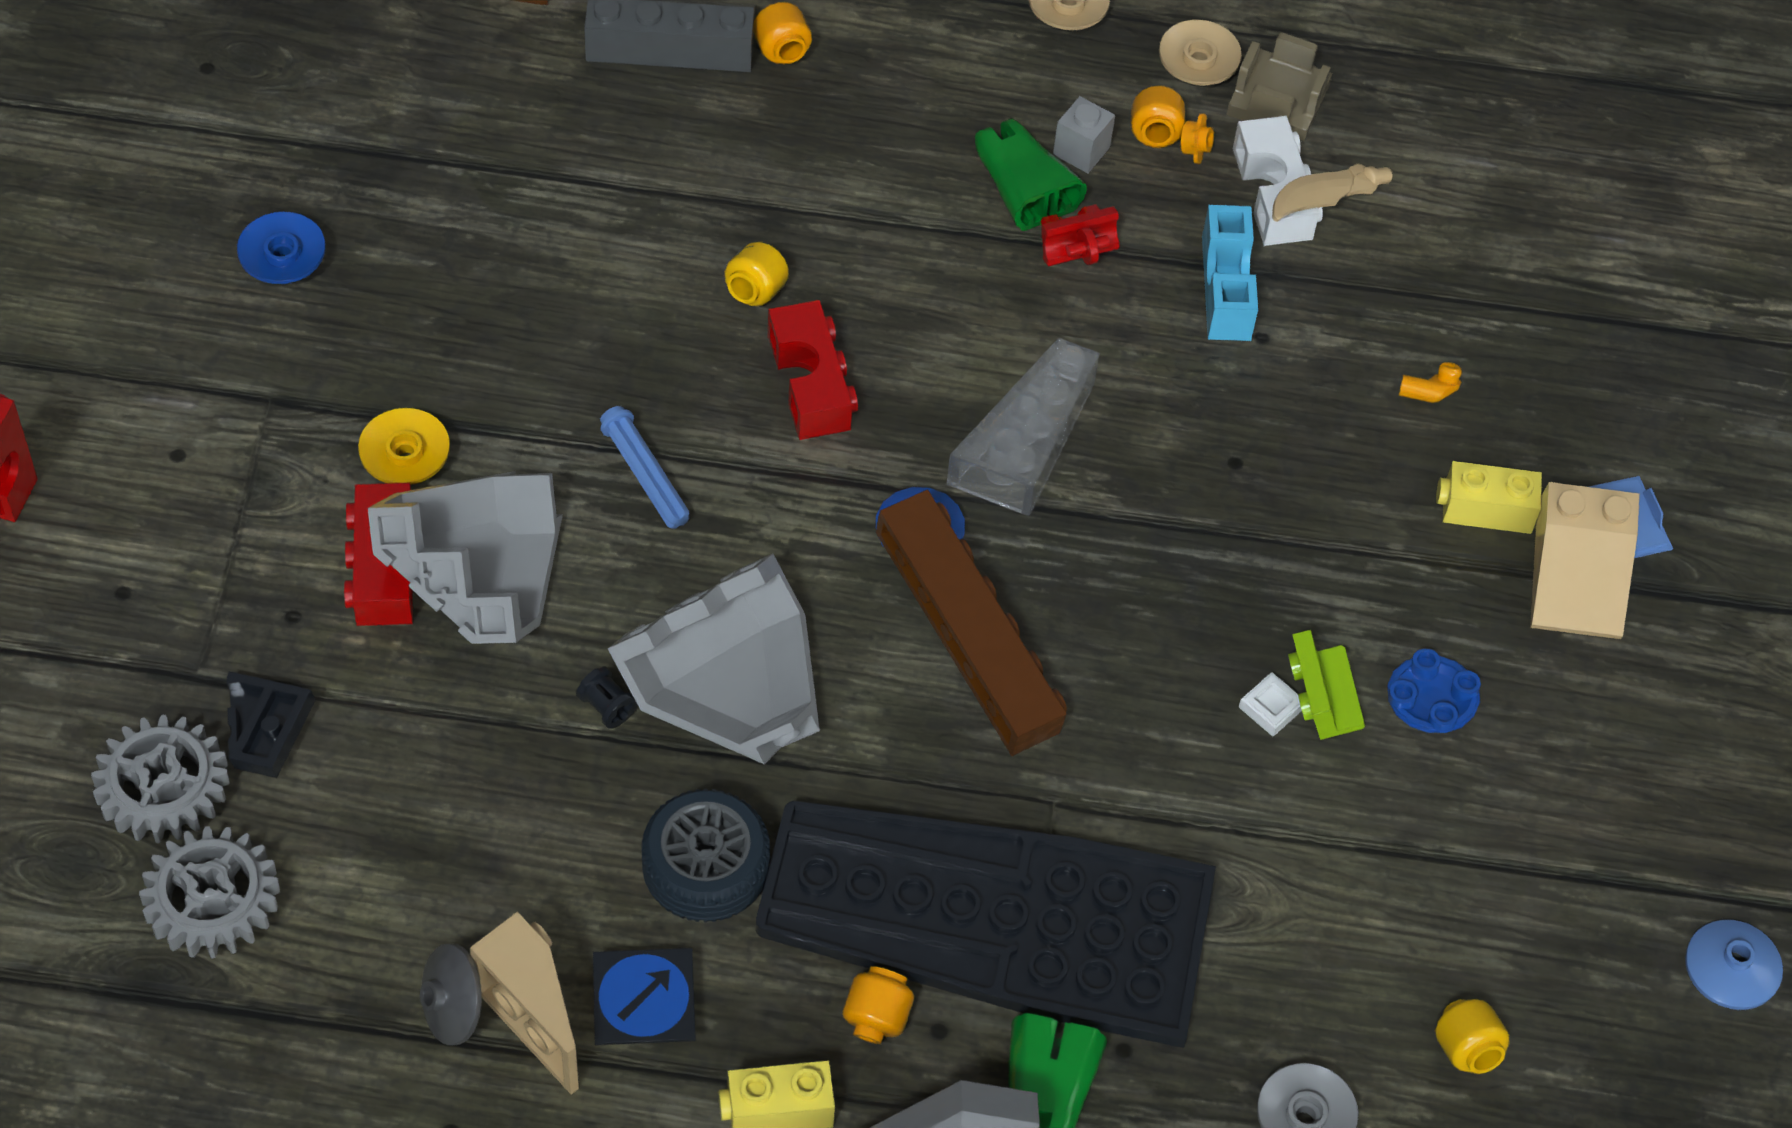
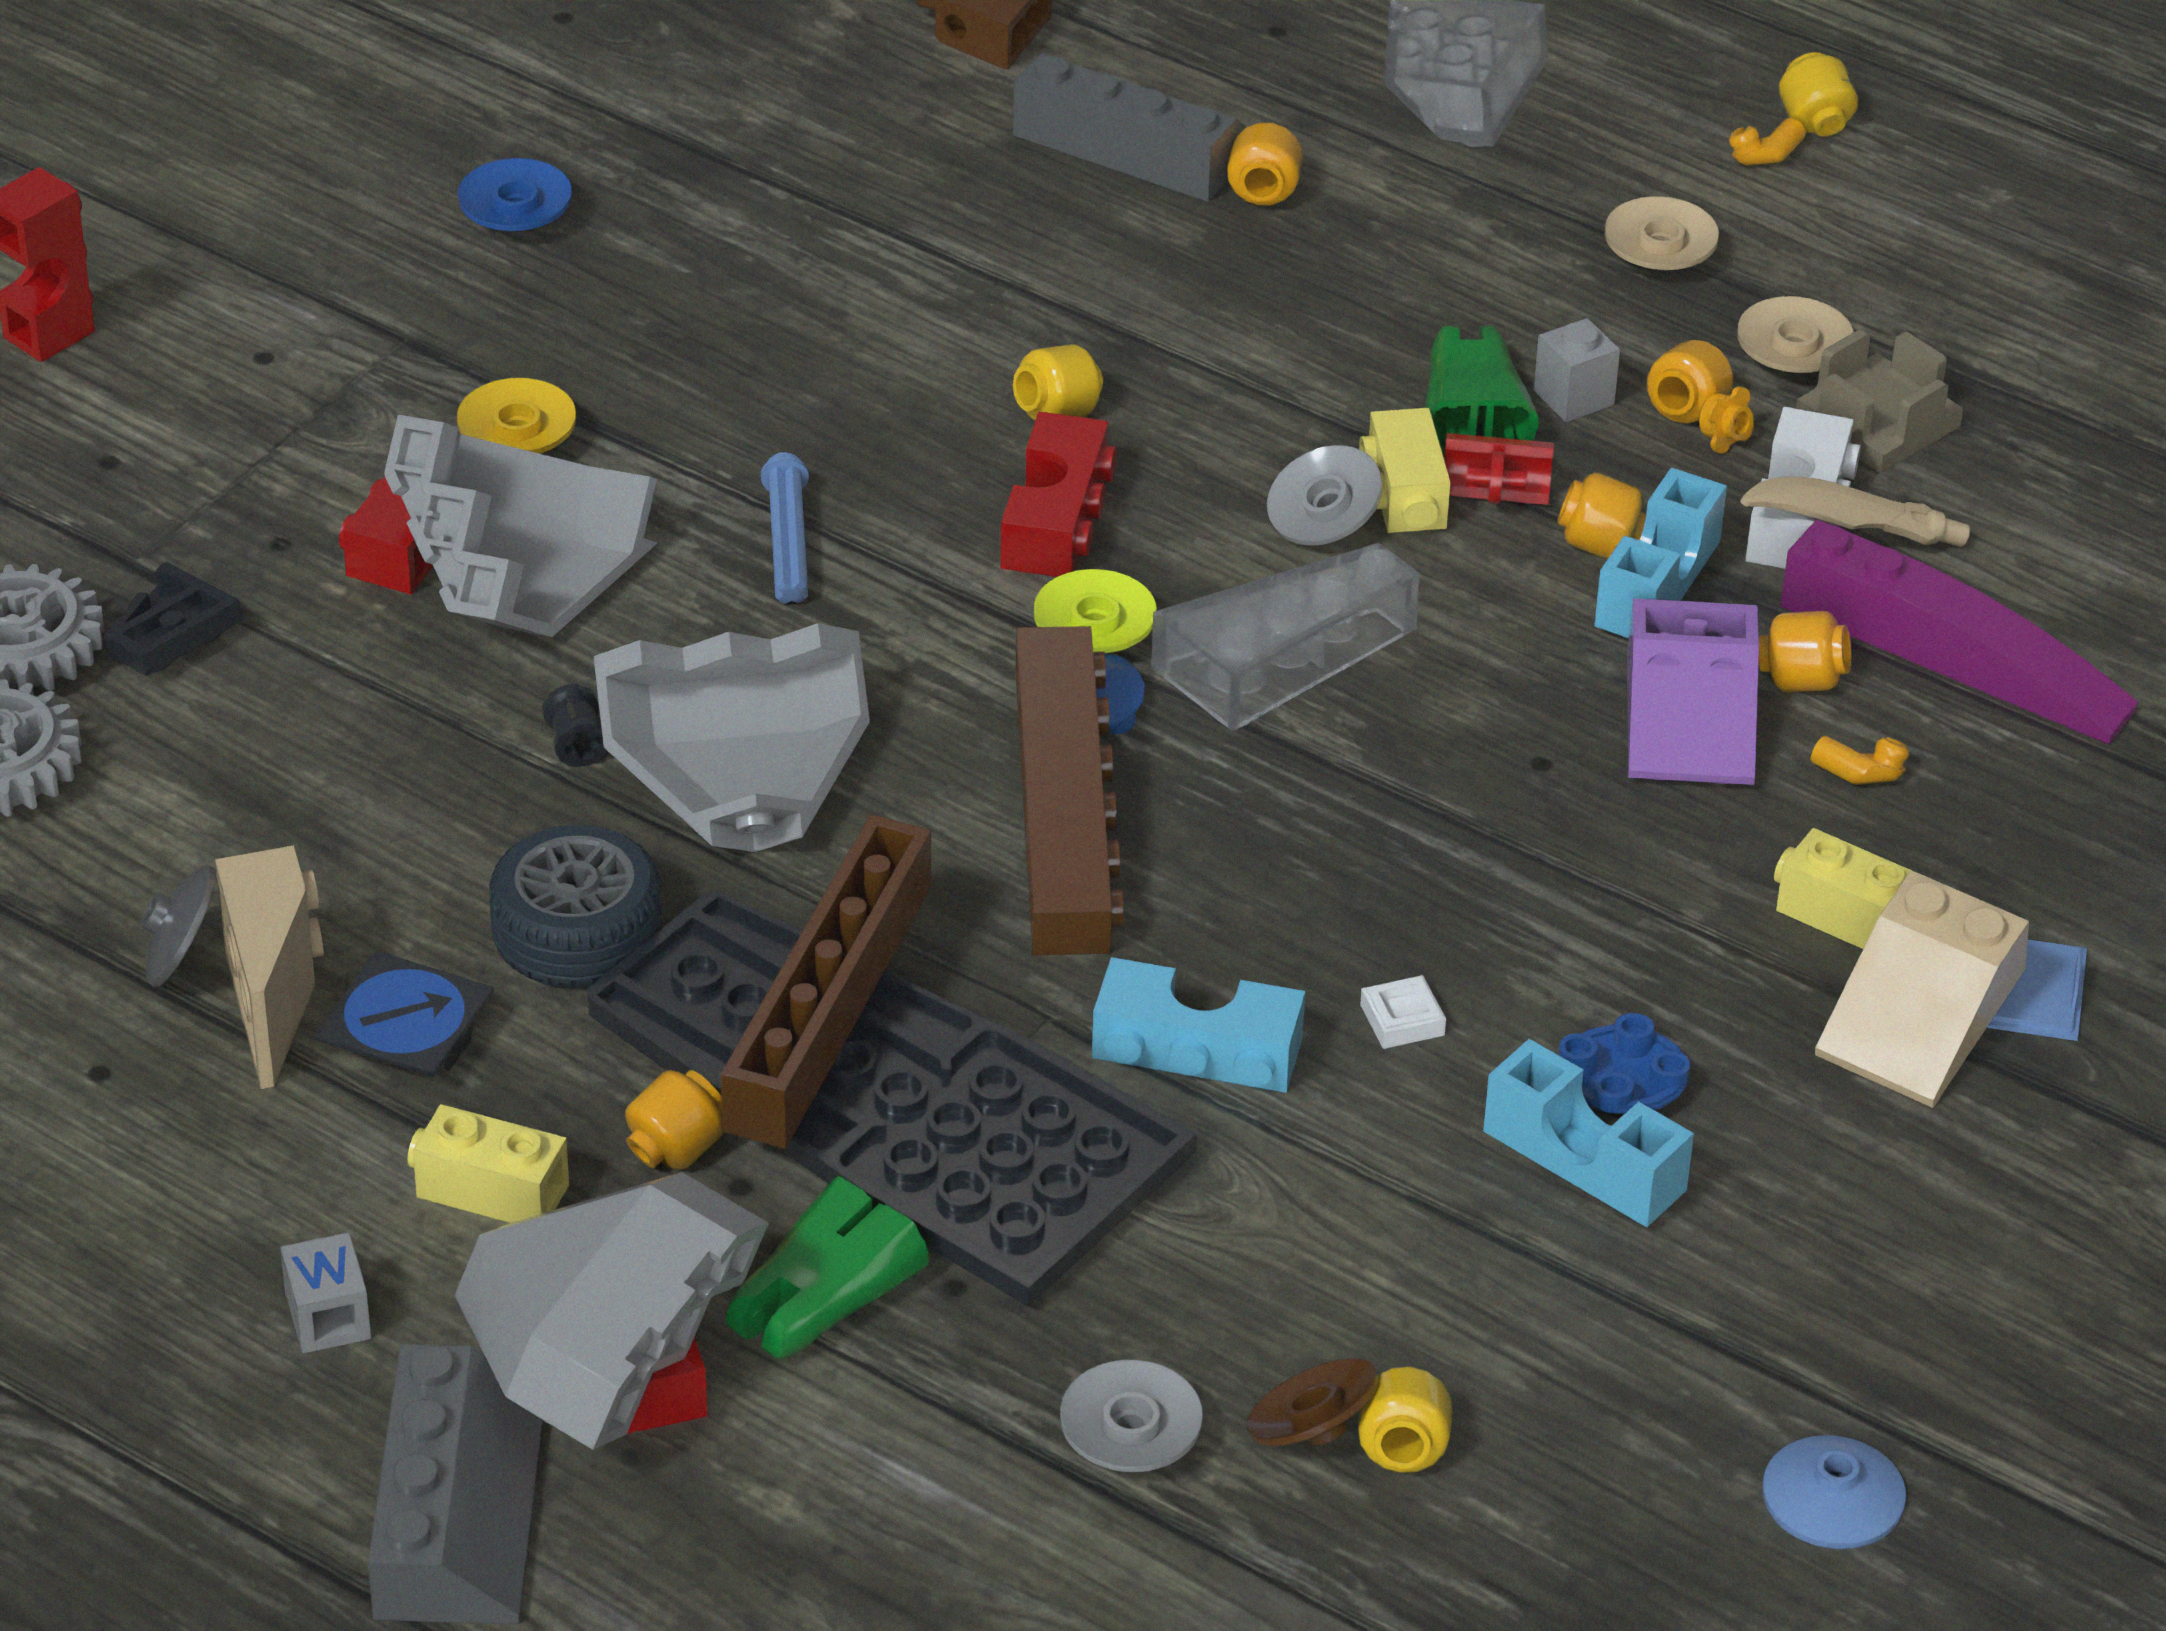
camera: 30 degrees right, 15 degrees down
(895, 445) = (1106, 600): none -> neon yellow dish
(931, 859) = (826, 982): none -> reddish brown brick
(982, 284) = (1324, 495): none -> light grey dish
(1024, 259) = (1411, 469): none -> light yellow brick
(1127, 789) = (1242, 1043): none -> medium azure arch
(1169, 250) = (1601, 513): none -> light orange head
(1309, 376) = (1692, 691): none -> medium lavender slope
(1329, 687) = (1471, 1006): lime bracket -> none
(1354, 312) = (1805, 651): none -> light orange head
(1404, 1036) = (1313, 1404): none -> reddish brown dish
(1427, 260) = (1949, 629): none -> magenta slope
(1485, 774) = (1542, 1113): none -> medium azure arch

